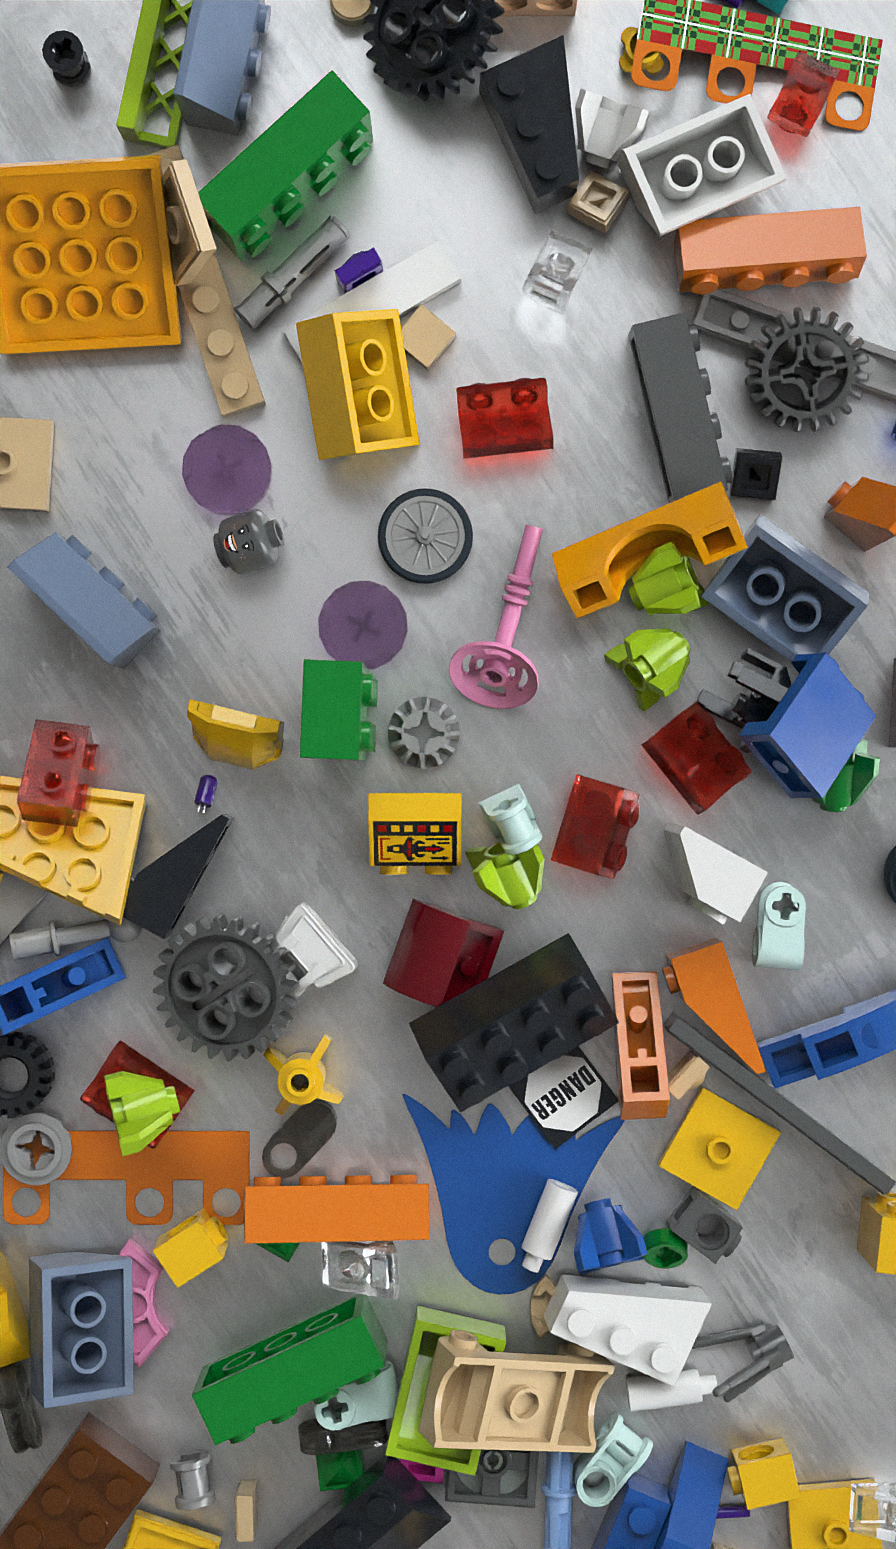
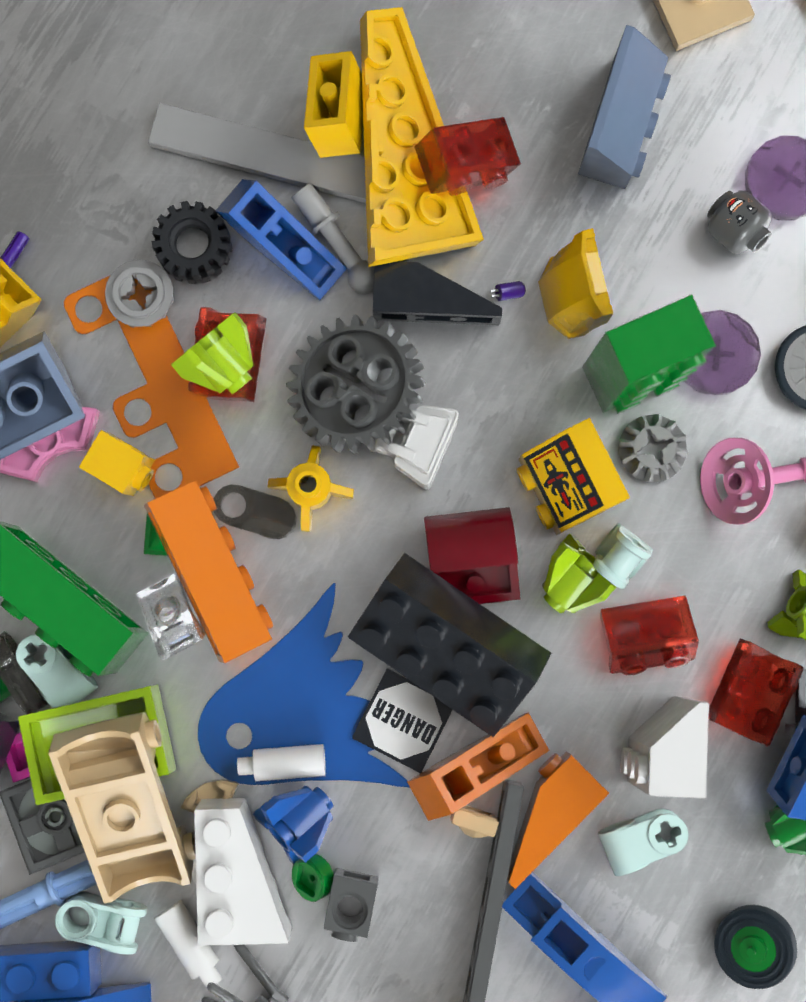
camera: 65 degrees right, 5 degrees down
(719, 1148) = (423, 882): yellow plate -> none

